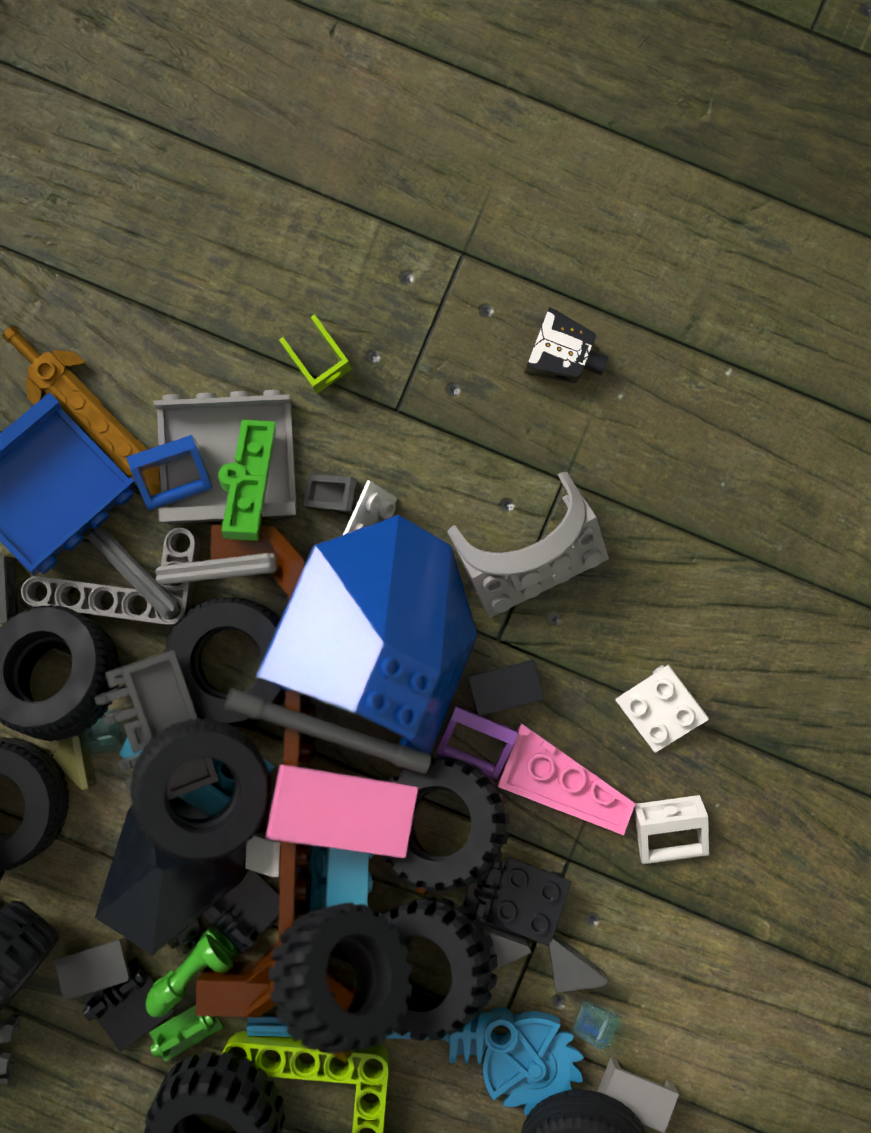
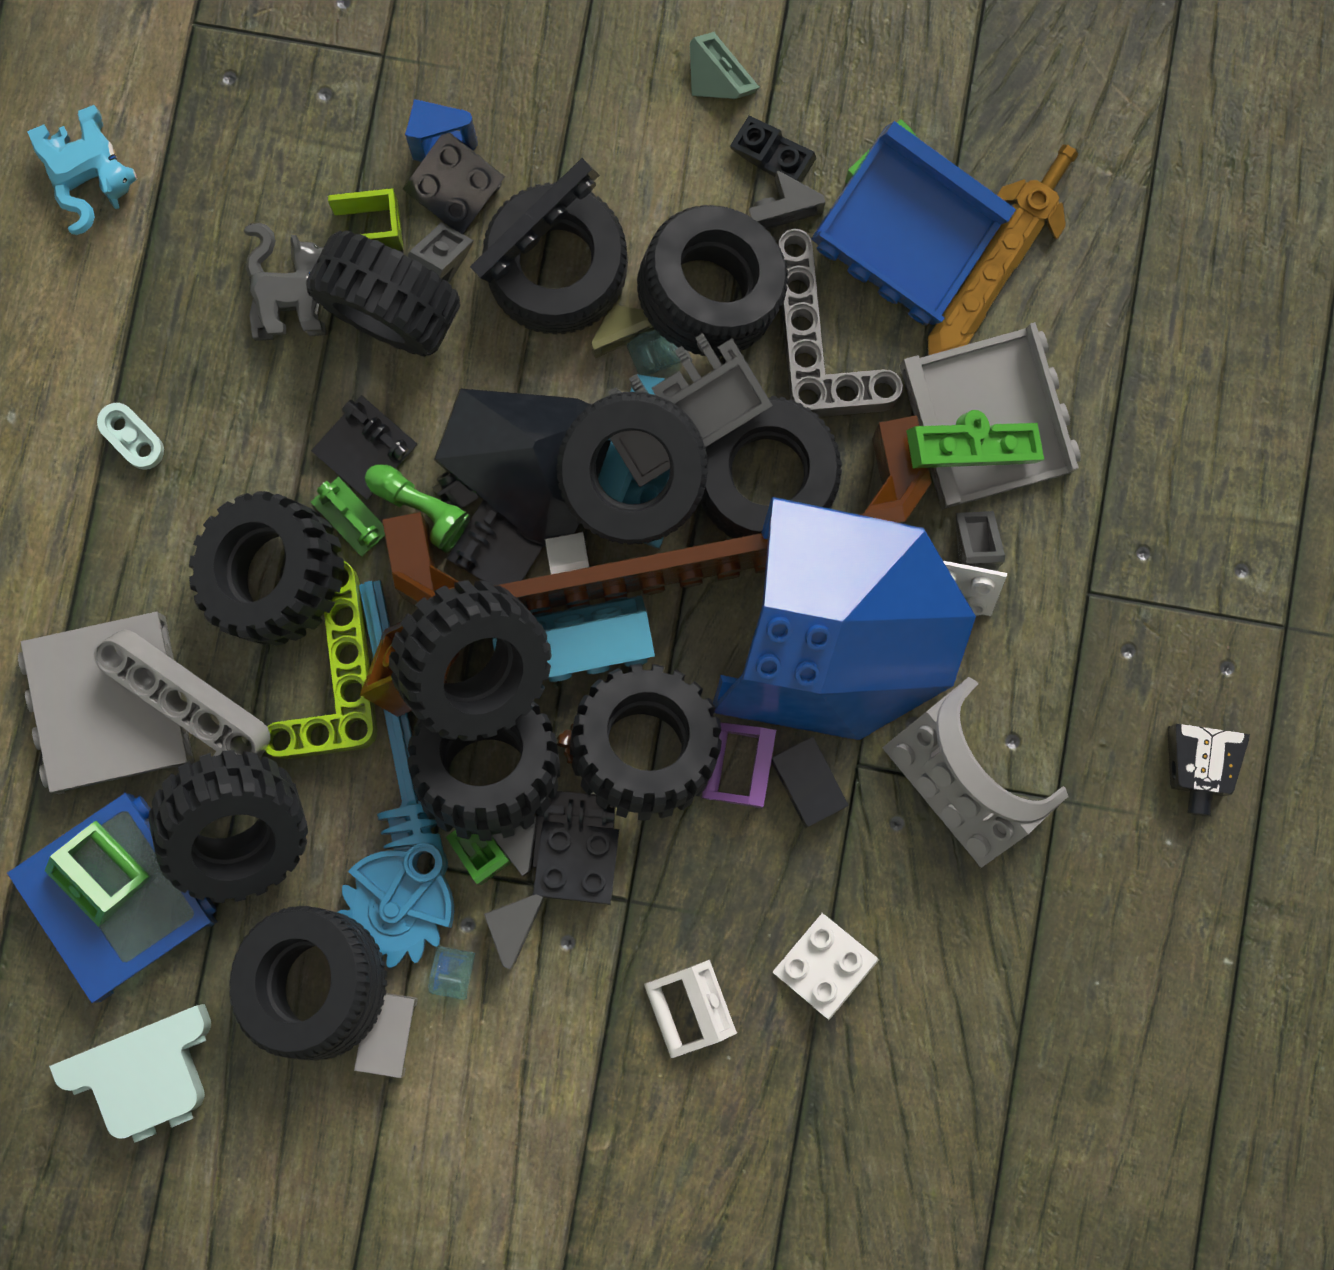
camera: 75 degrees right, 5 degrees down
(93, 968) = (400, 400): dark grey panel -> none
(134, 573) = (840, 344): dark grey axle -> none
(164, 454) = (978, 348): blue tile -> none
(216, 569) = (869, 431): light grey axle -> none
(258, 708) = (737, 507): dark grey piece -> none
(331, 374) = (1117, 514): lime piece -> none
(341, 811) = (643, 624): bright pink tile -> none
(510, 984) = (479, 857): none -> bright green slope
(556, 780) = (716, 866): bright pink wing -> none

